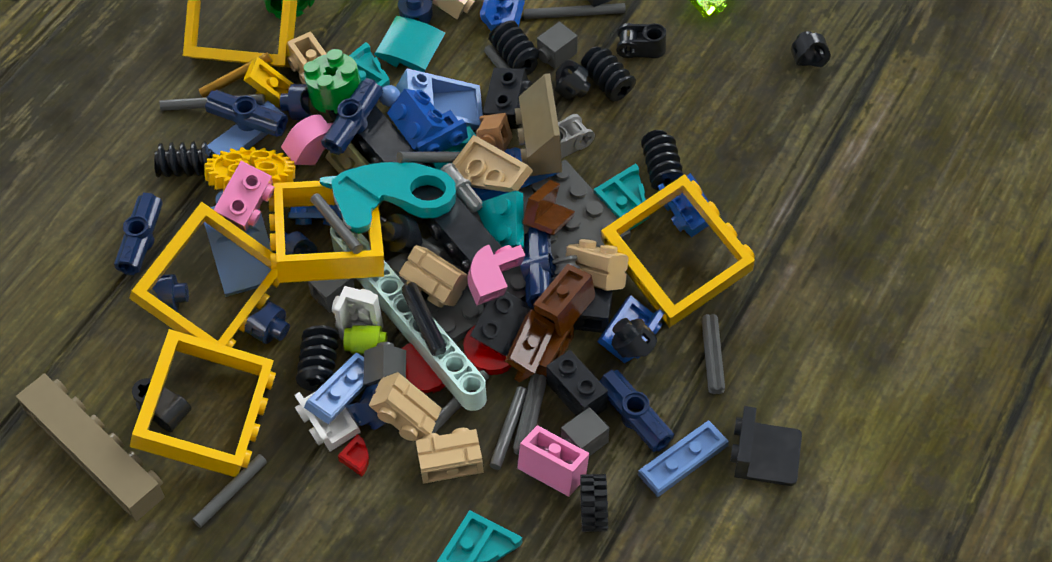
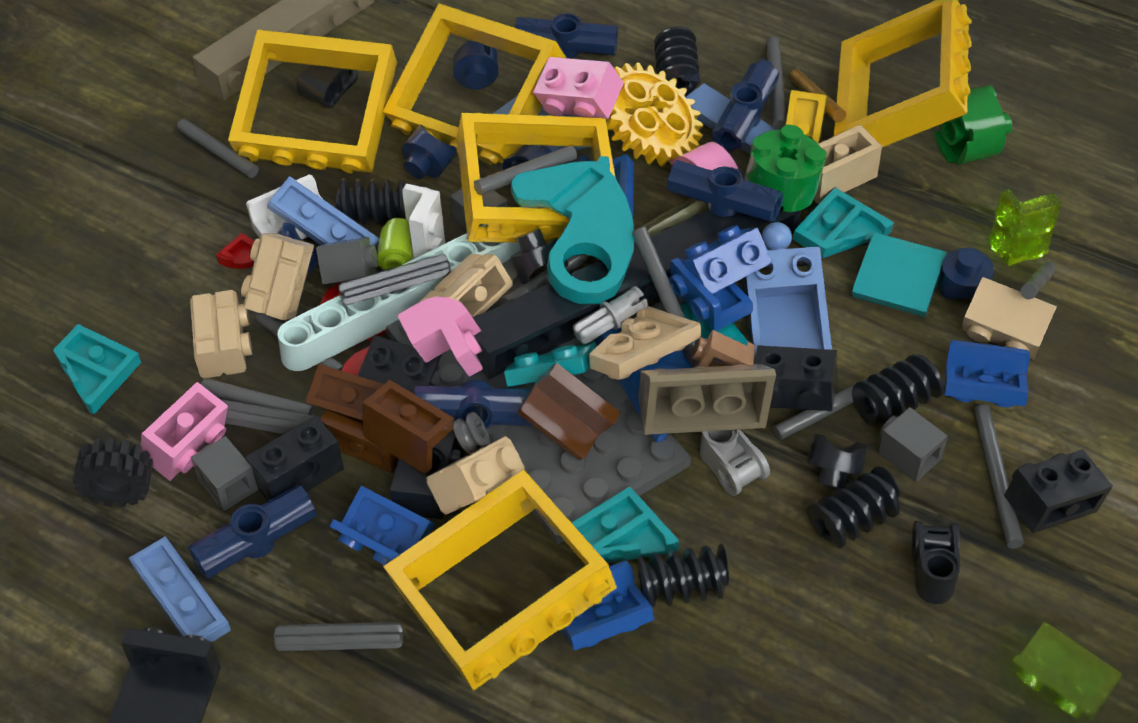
camera: 90 degrees right, 5 degrees down
(628, 338) = (349, 507): black piece -> none

